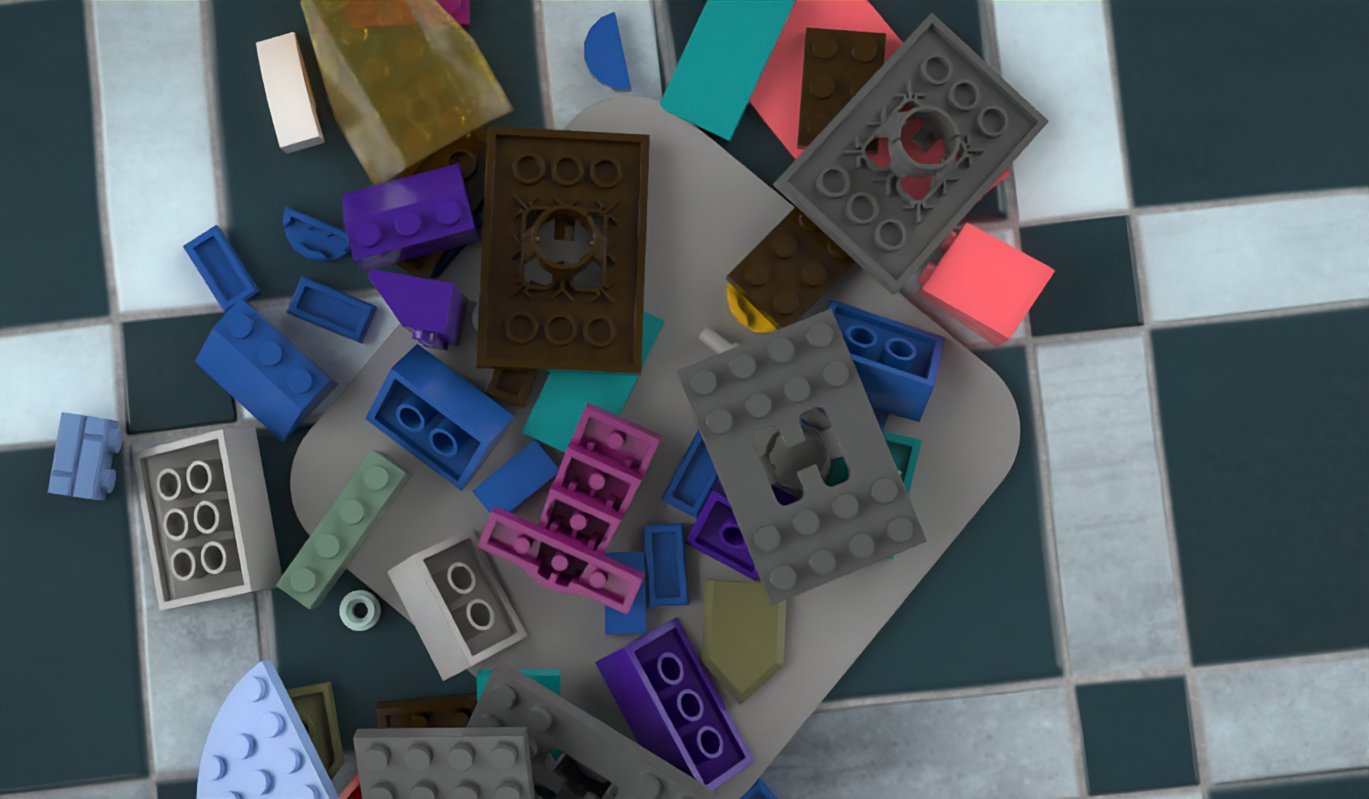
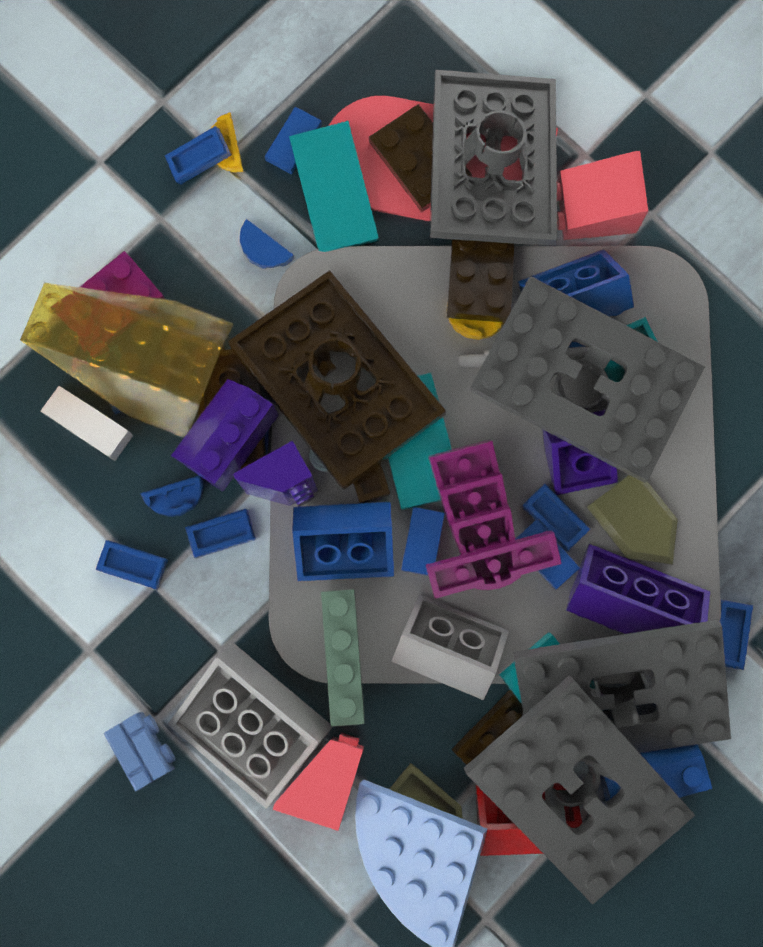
camera: 40 degrees left, 5 degrees down
(228, 636) = (325, 784): none -> coral slope
(264, 370) = (209, 603): blue slope -> none
(347, 610) = (392, 713): light aqua plate -> none
(692, 479) = (527, 449): blue tile -> none

